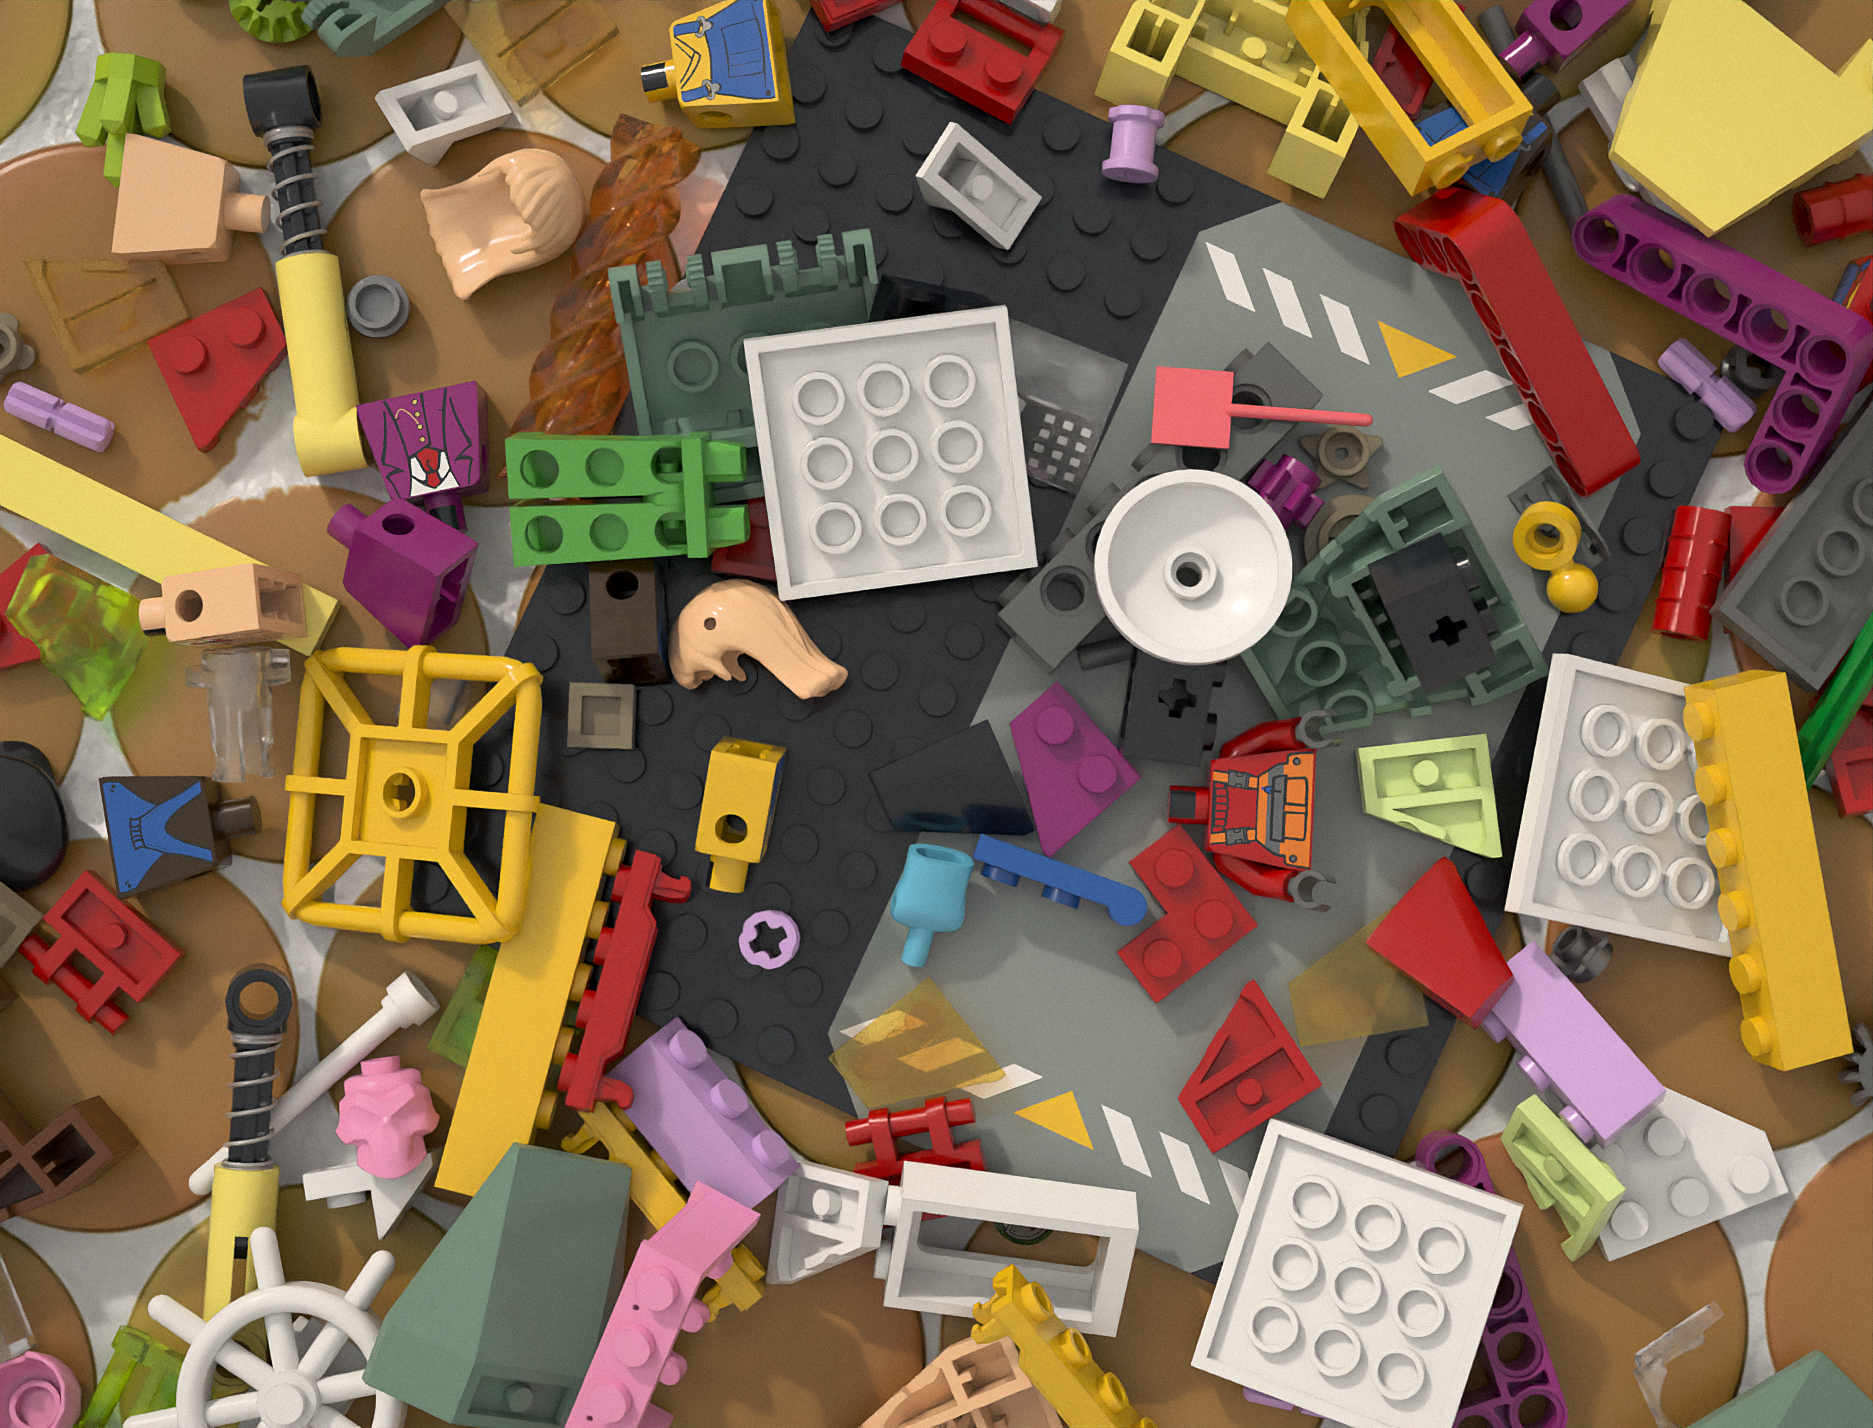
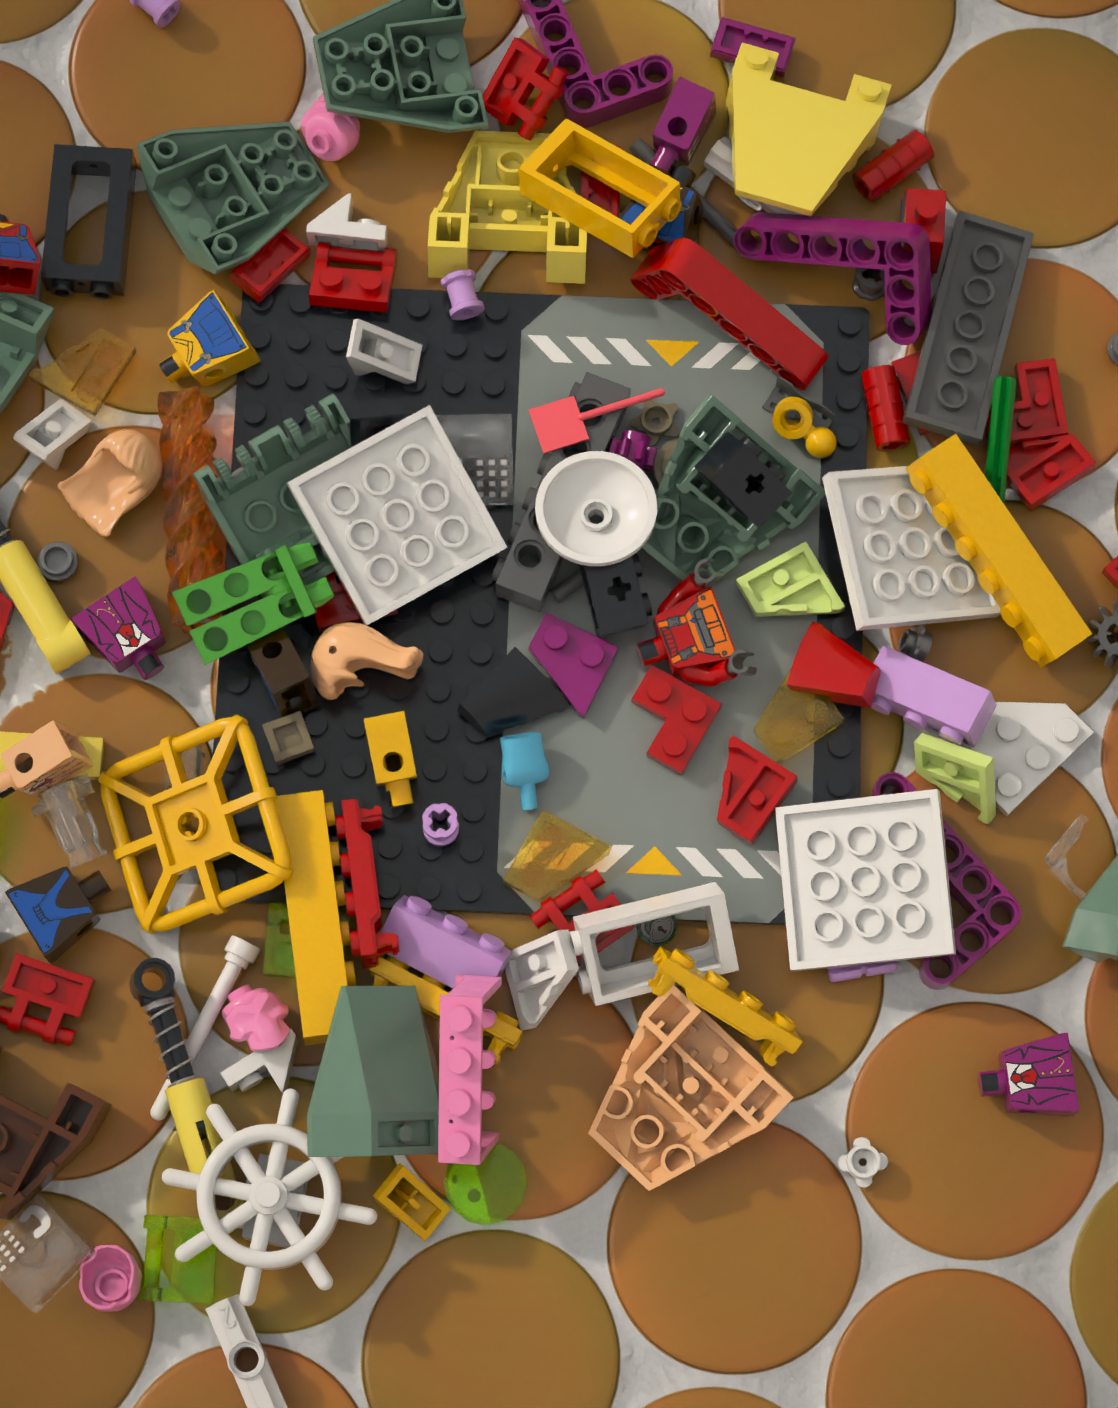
camera: 25 degrees left, 10 degrees down
(405, 568) = (137, 698): magenta torso -> none
(1062, 881) = (596, 723): blue plate -> none
(1695, 373) = (840, 297): lavender piece -> none

